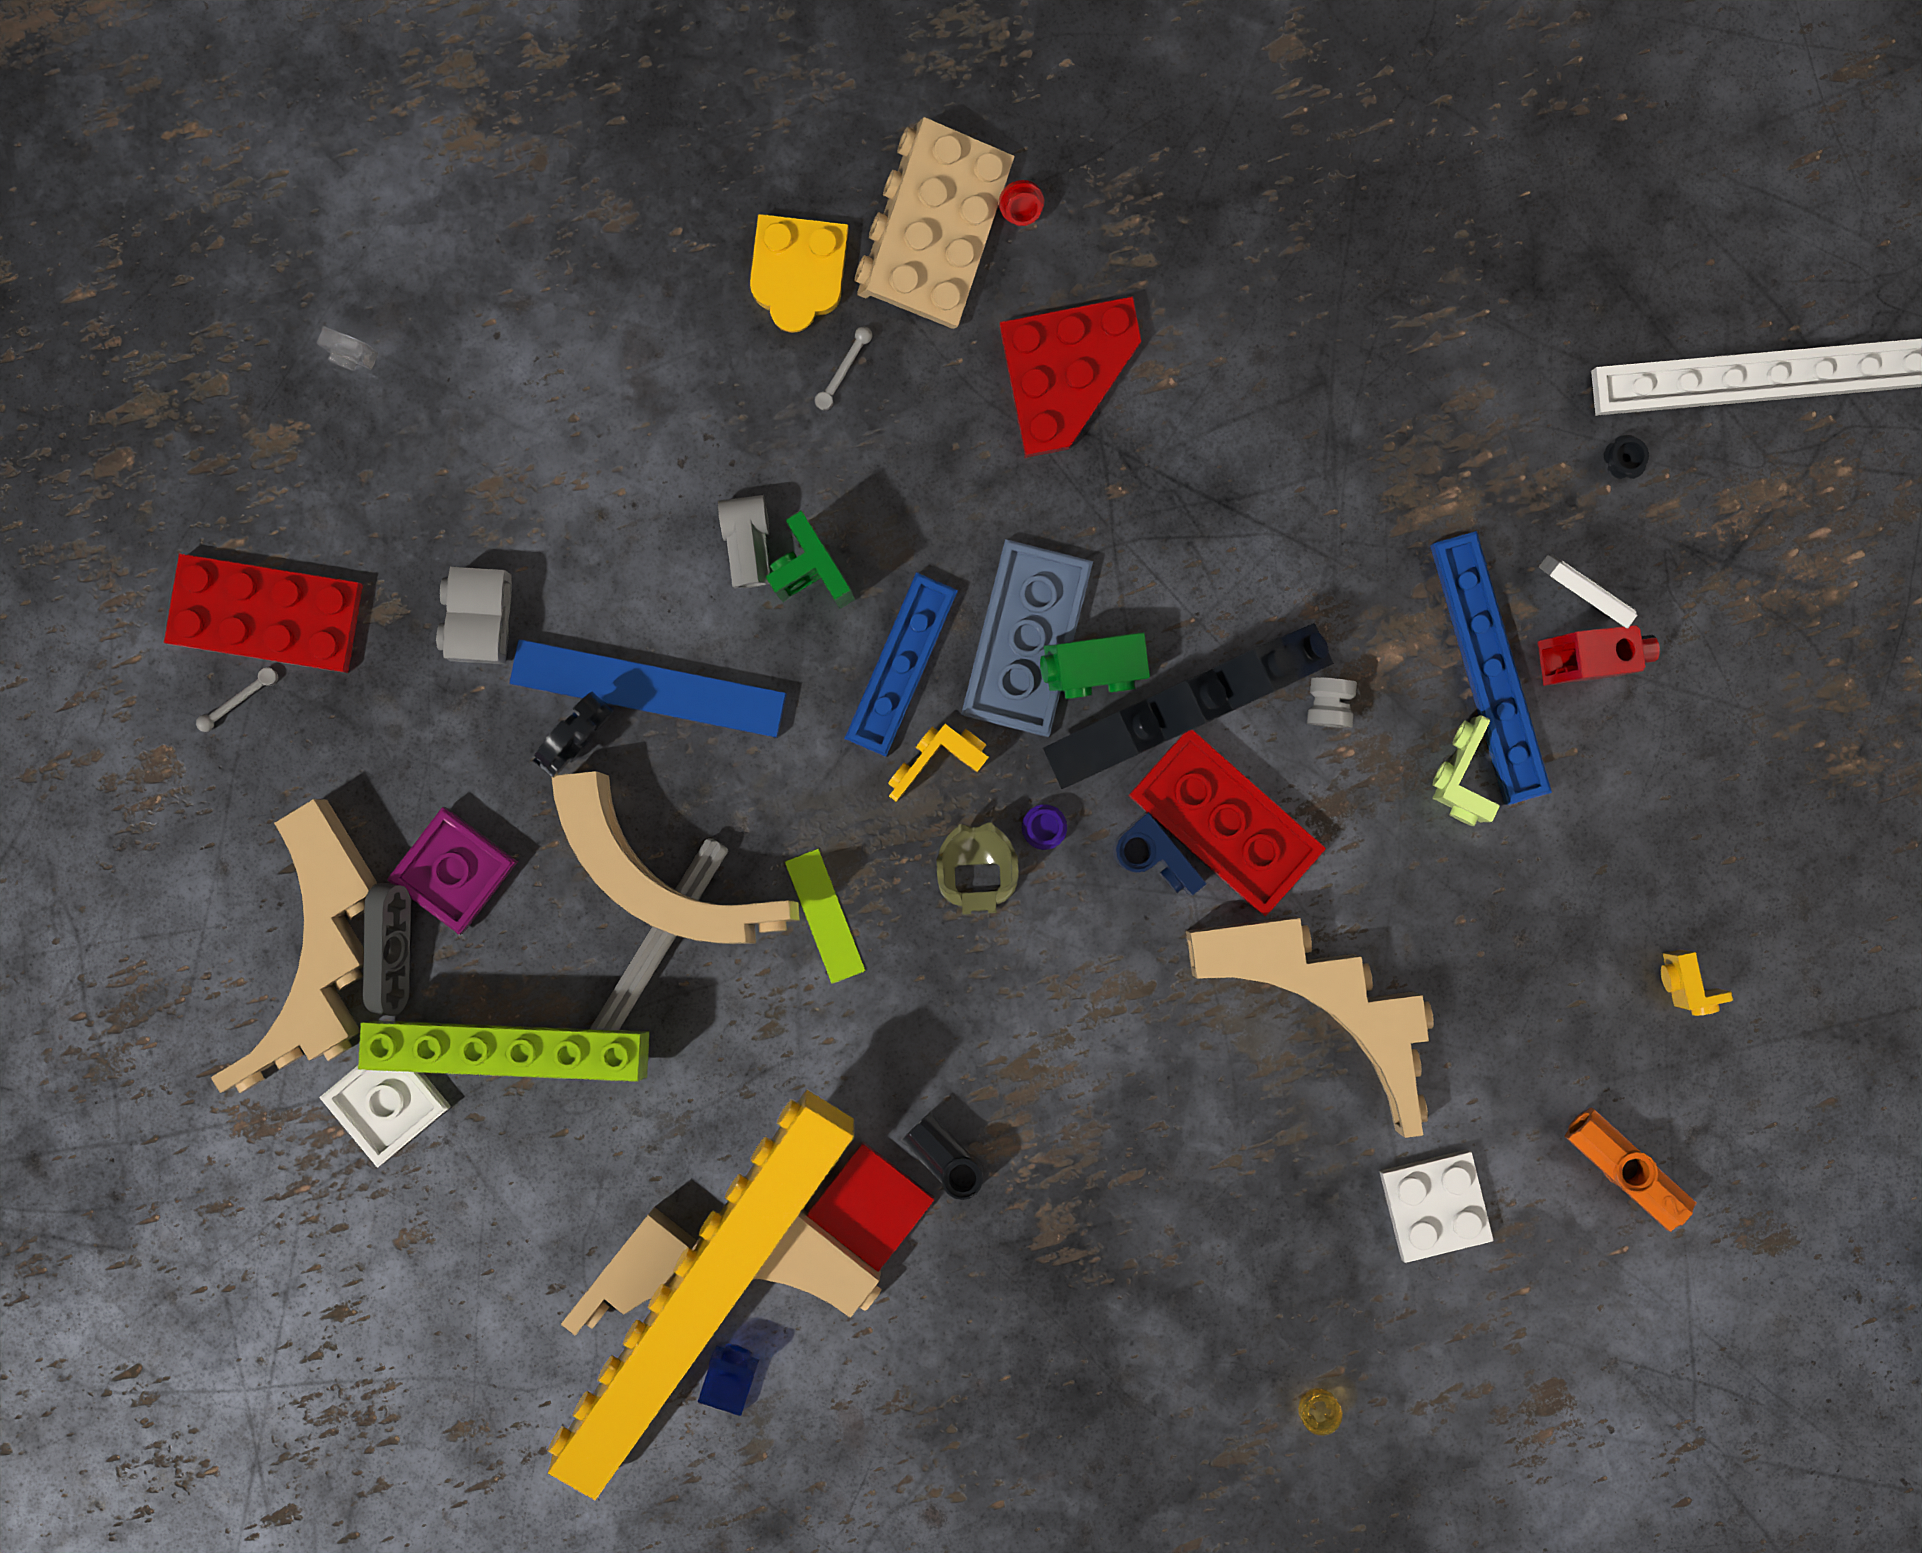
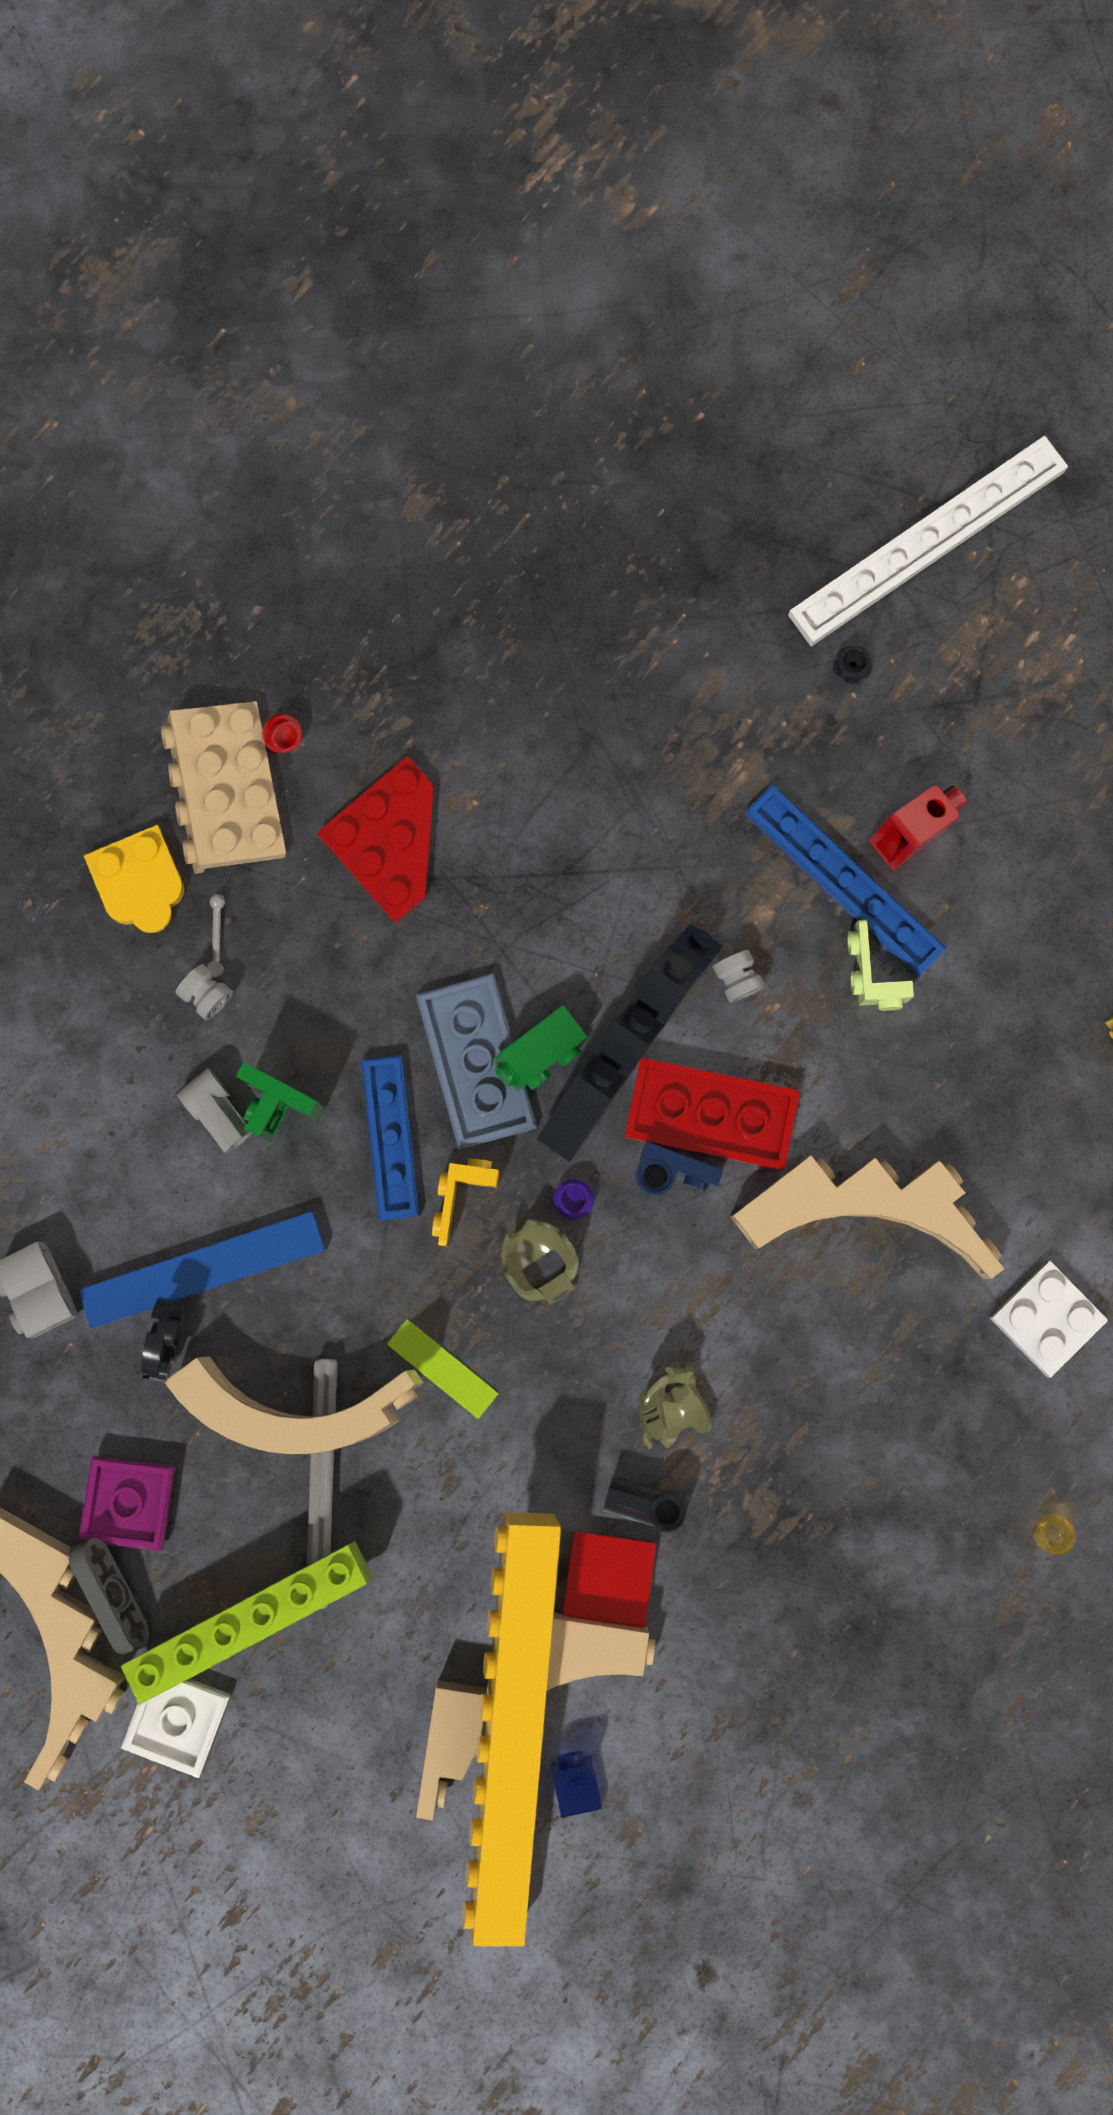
camera: 25 degrees left, 5 degrees down
(801, 421) = (207, 994): none -> light grey wheel
(1019, 1084) = (669, 1413): none -> olive helmet
(1588, 590) = (881, 779): white tile -> none

